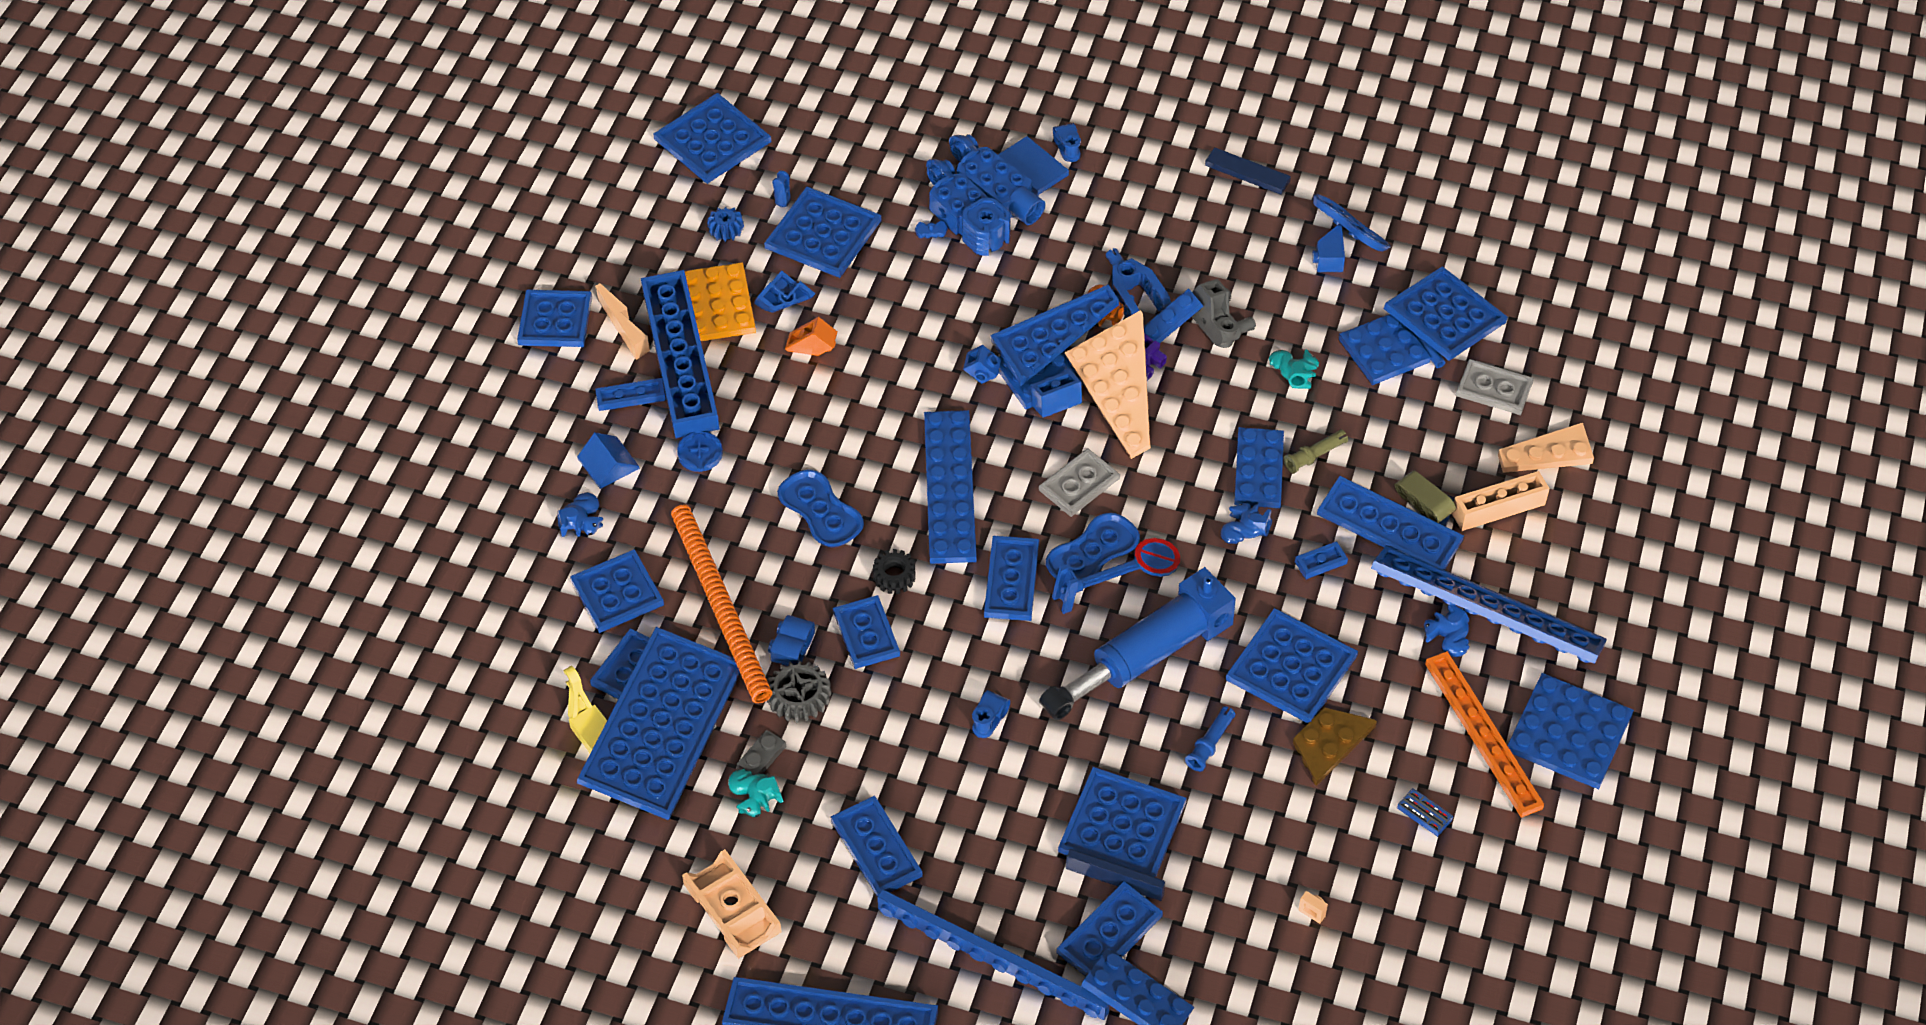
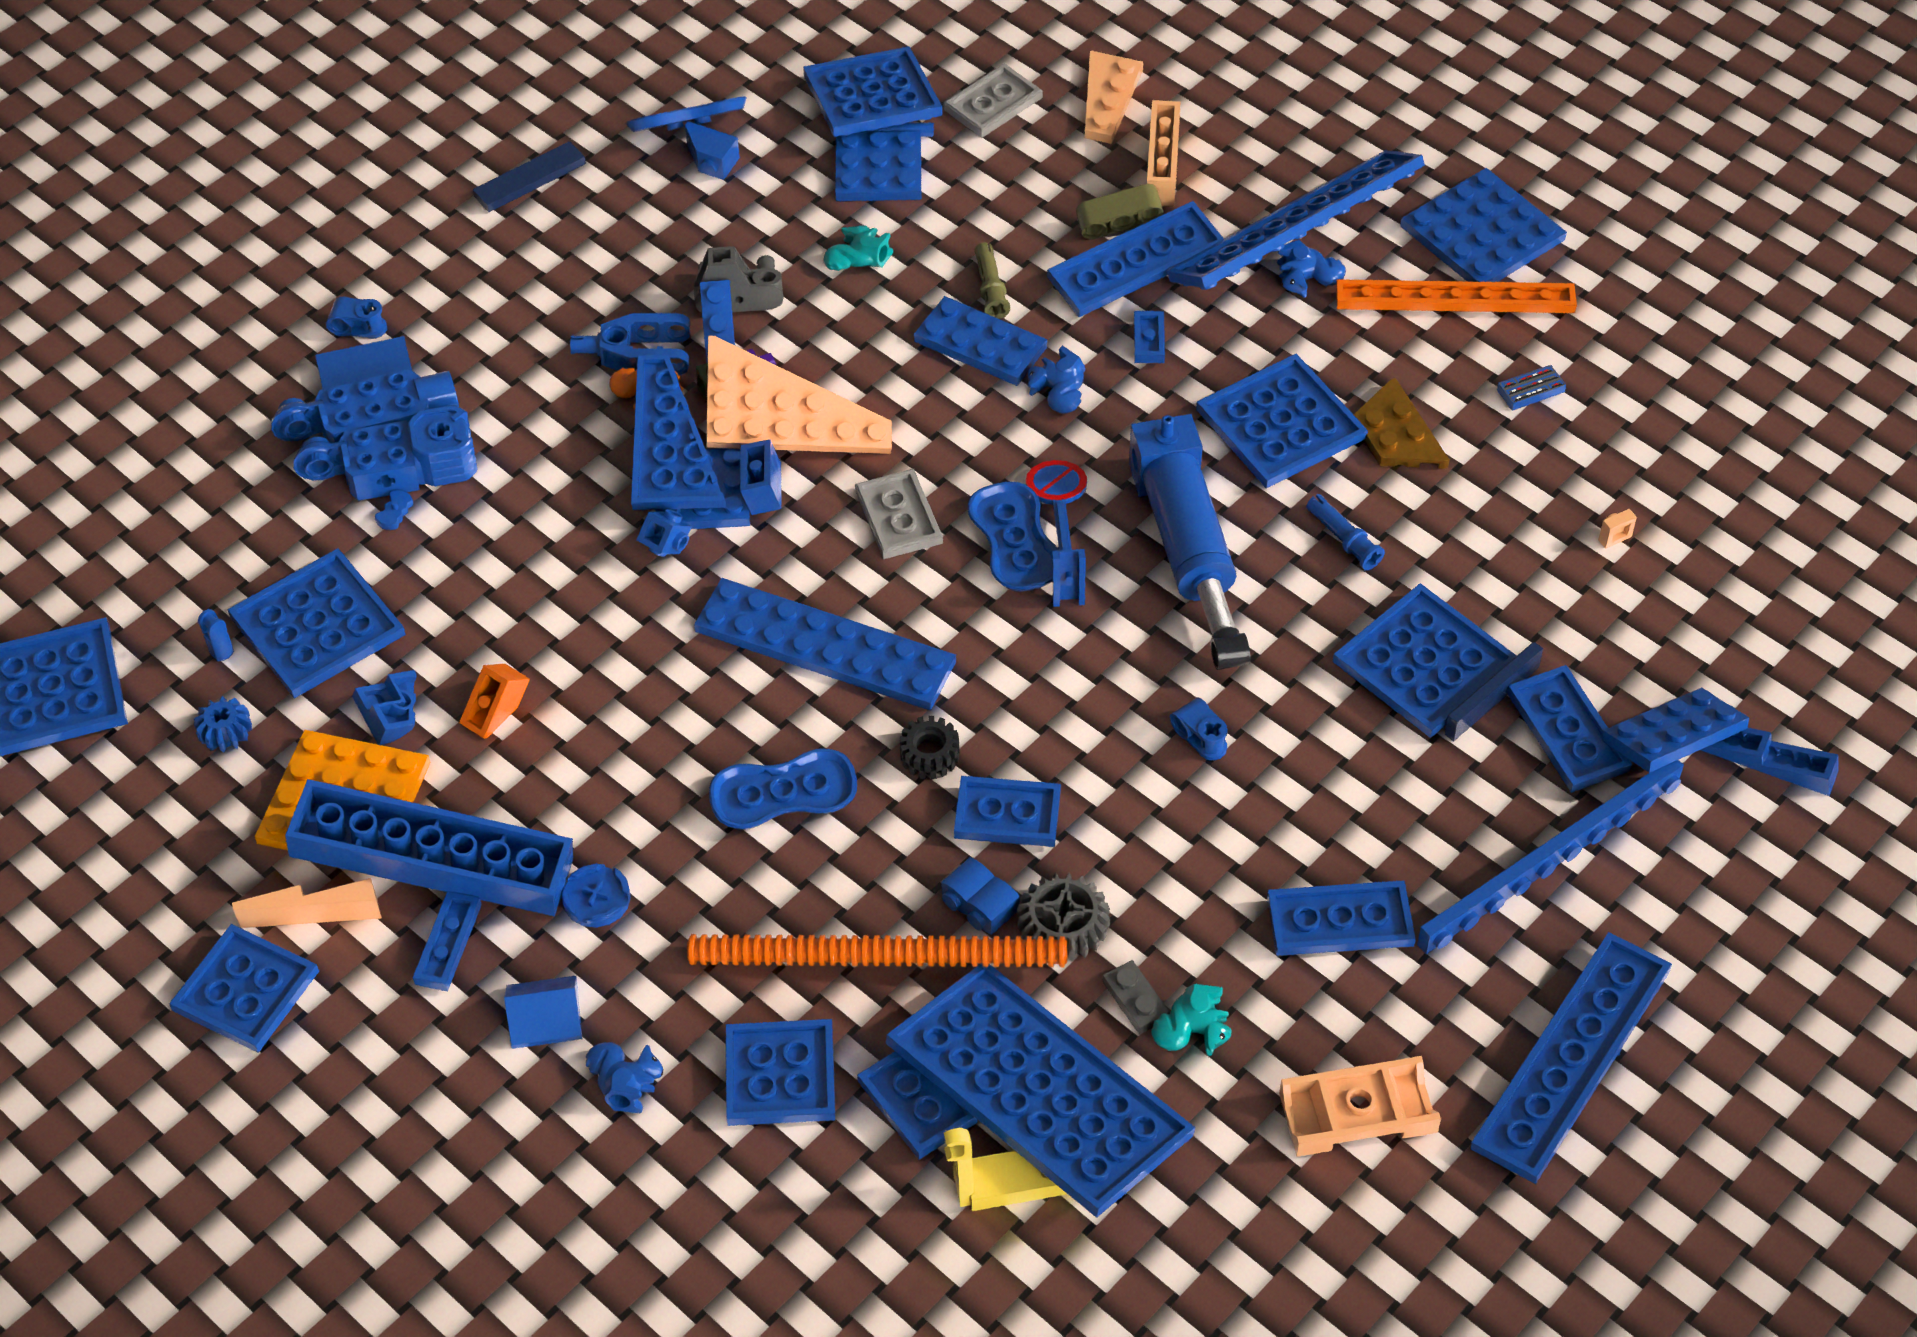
camera: 65 degrees left, 0 degrees up
(1011, 578) = (1009, 631): blue plate -> none

